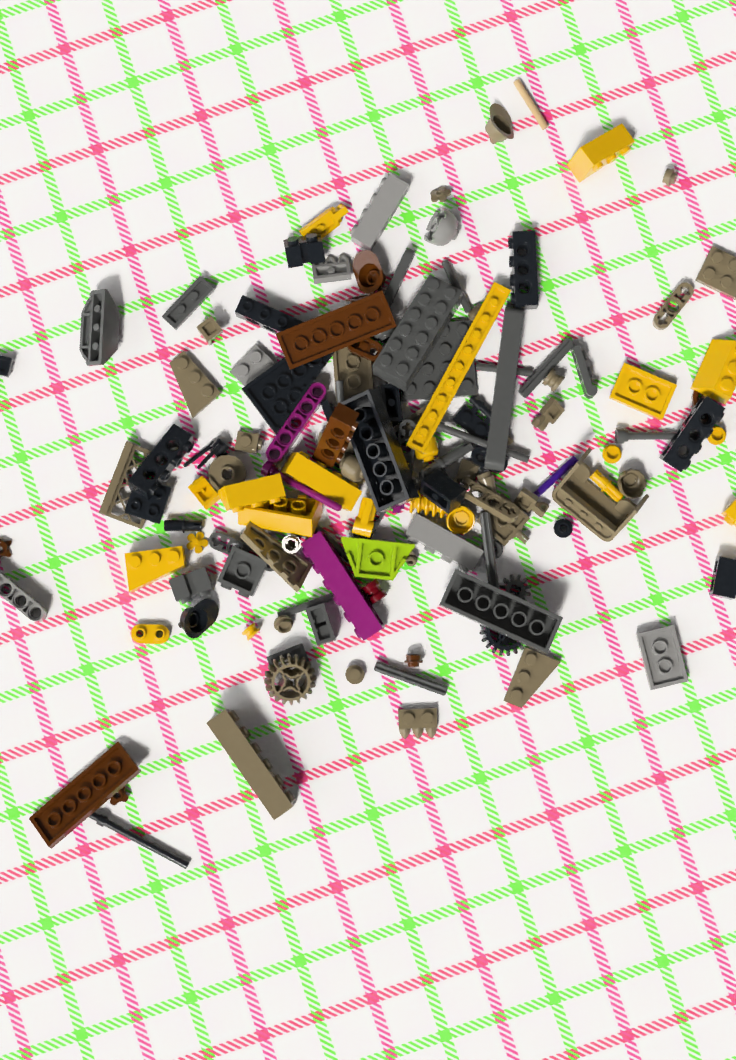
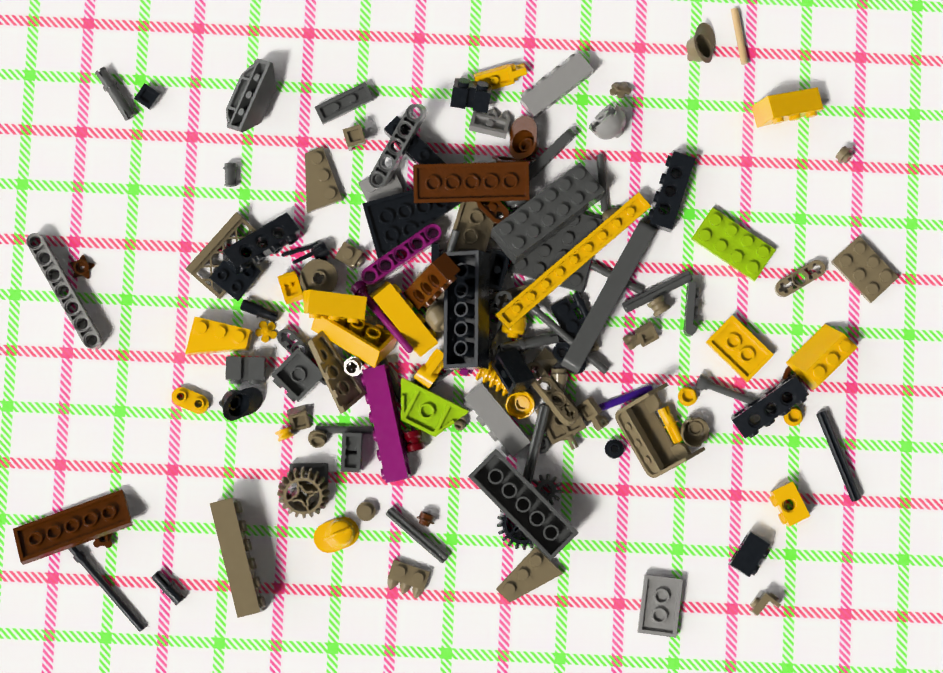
camera: 20 degrees right, 0 degrees up
(107, 409) = (230, 174): none -> dark grey pin
(196, 817) = (168, 587): none -> black axle
(248, 329) = (404, 139): none -> dark grey beam
(258, 611) = (298, 418): none -> dark tan slope
(335, 707) = (336, 534): none -> yellow piece
(599, 298) = (733, 244): none -> lime plate

